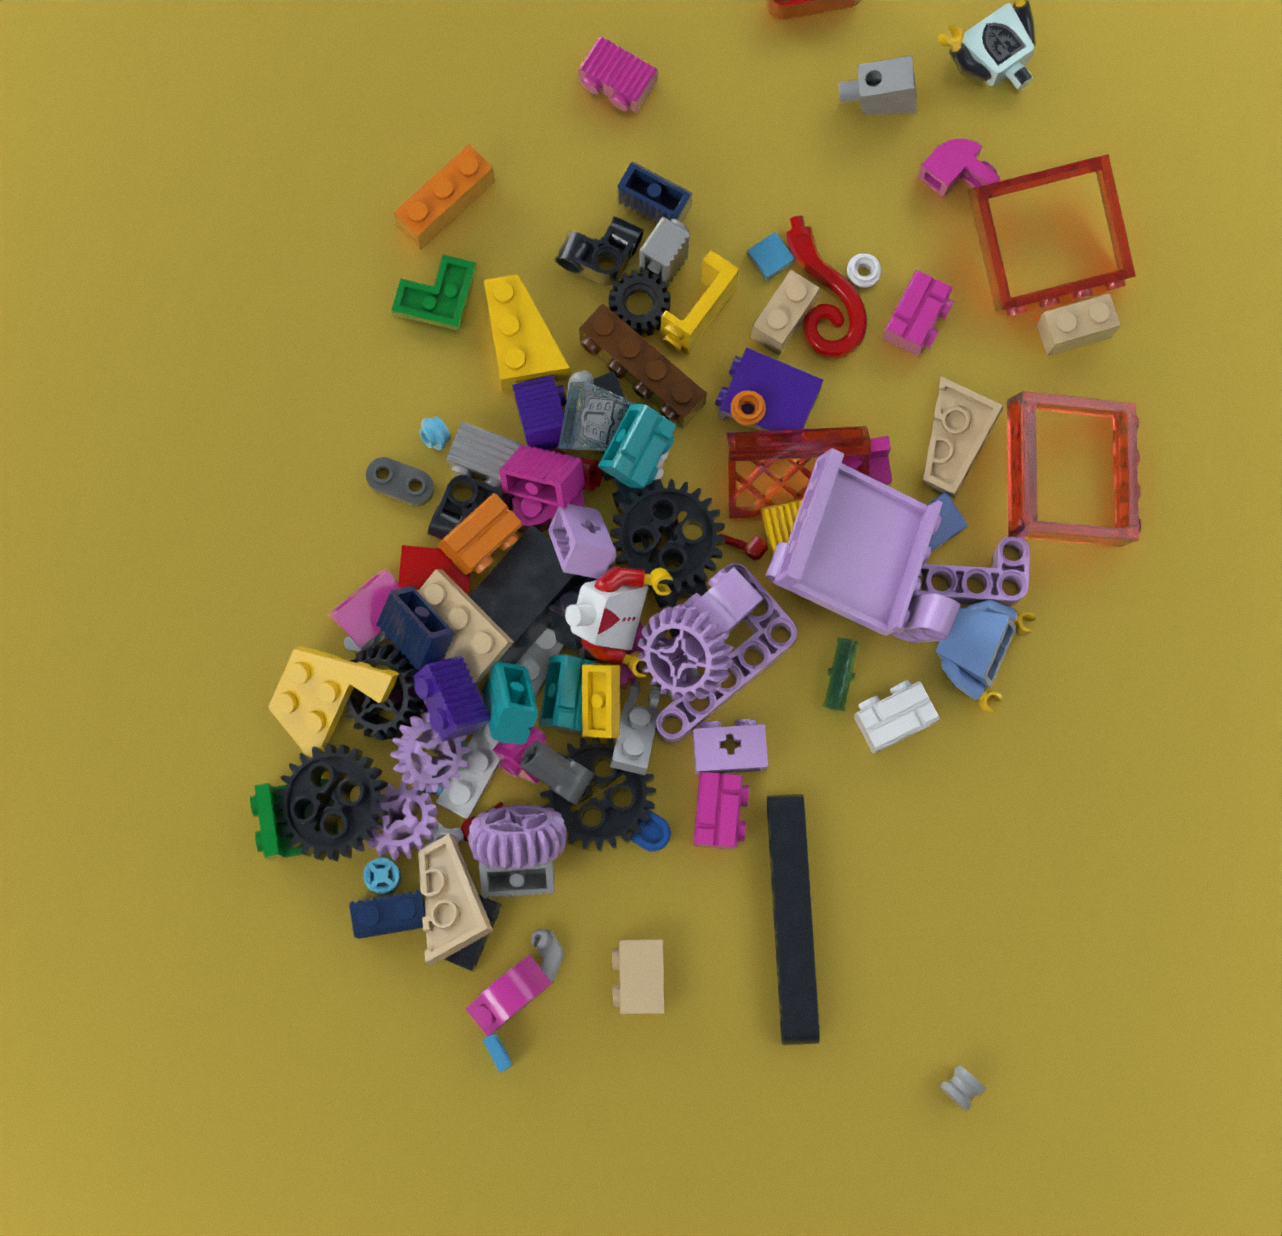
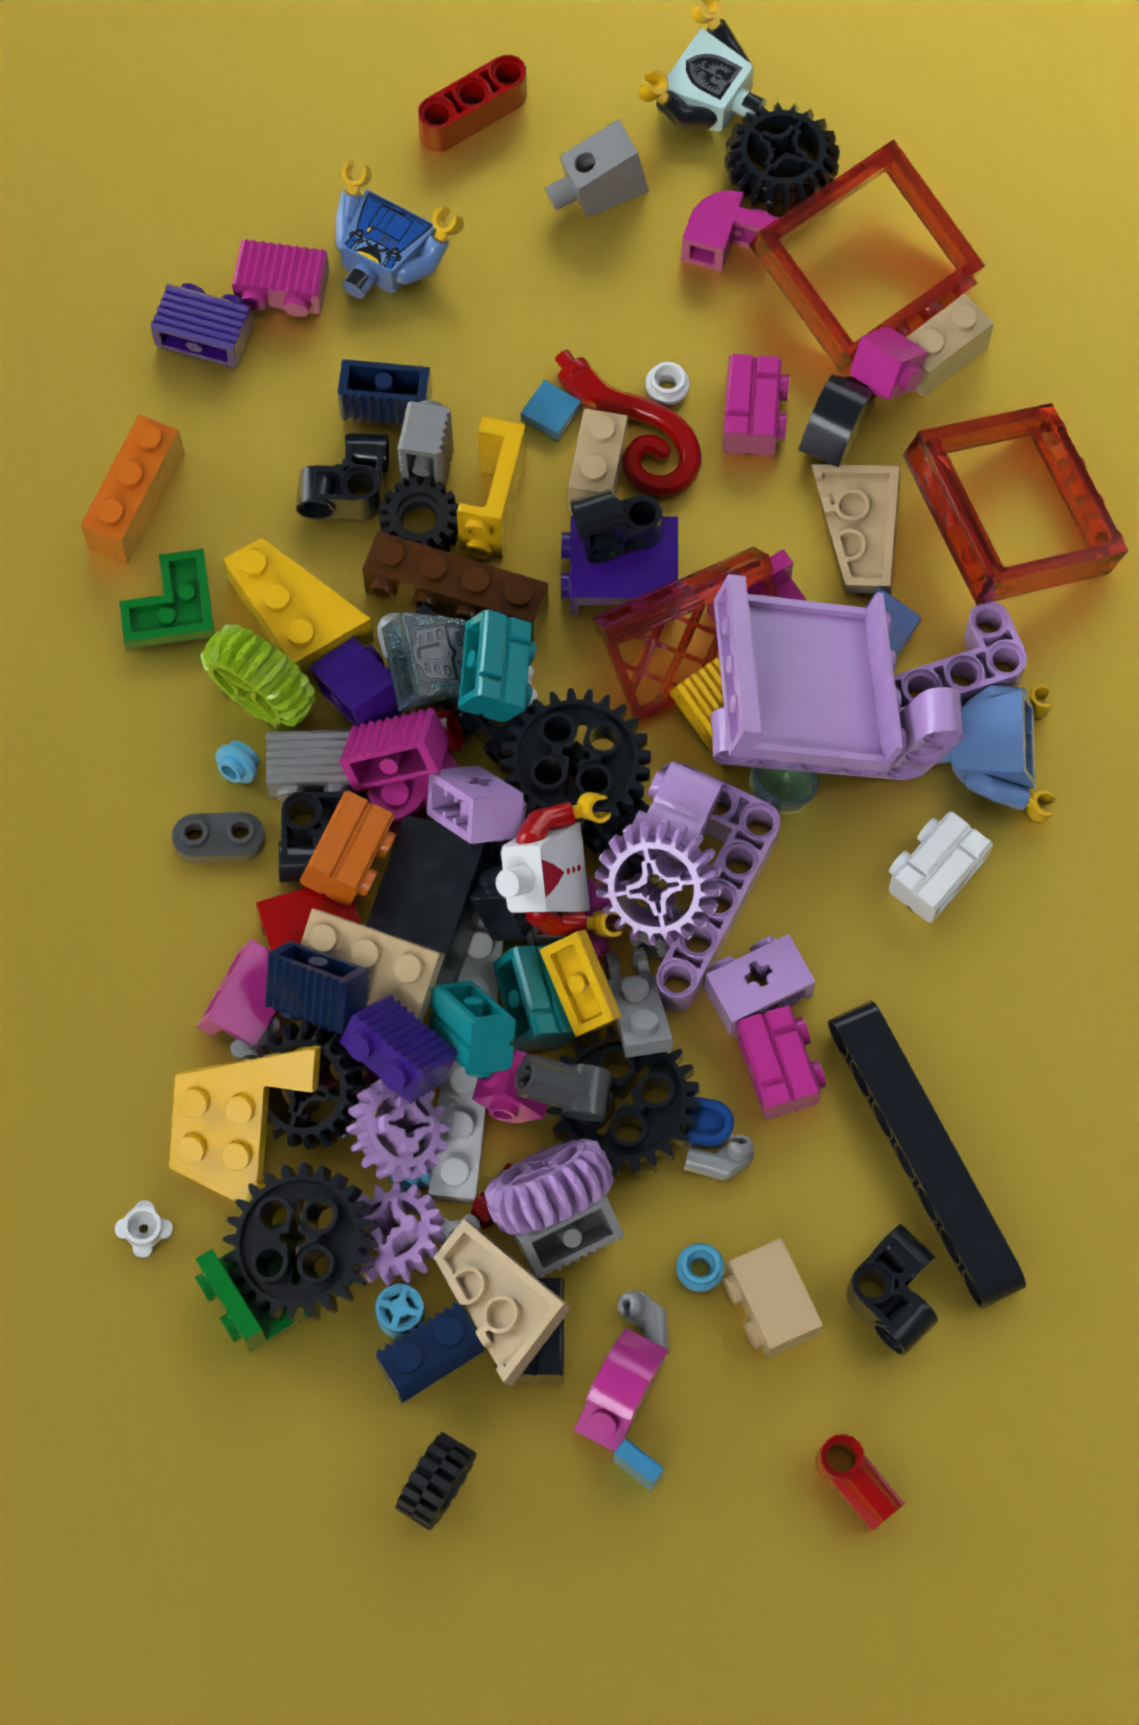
camera: 20 degrees left, 10 degrees down
(224, 738) = (143, 1214): none -> white plate
(354, 1006) = (435, 1480): none -> black tyre
(472, 378) = (258, 677): none -> lime gear
(546, 88) = (202, 324): none -> dark purple brick
(592, 924) = (704, 1253): none -> medium azure plate
(643, 1131) = (860, 1486): none -> red piece
(650, 865) = (723, 1163): none -> light grey arm
(704, 75) = (384, 241): none -> torso
(722, 1025) = (899, 1314): none -> black piece
(753, 399) = (604, 569): orange plate -> none
(753, 549) = (681, 745): red hand -> none
(765, 371) = (608, 525): none -> black piece
(809, 616) = (783, 789): none -> clear light blue hair
(841, 674) = (851, 845): clear green pin -> none
(974, 350) = (837, 419): none -> black brick
(1028, 325) = (888, 363): none -> dark pink brick
(1037, 151) = (770, 140): none -> black gear

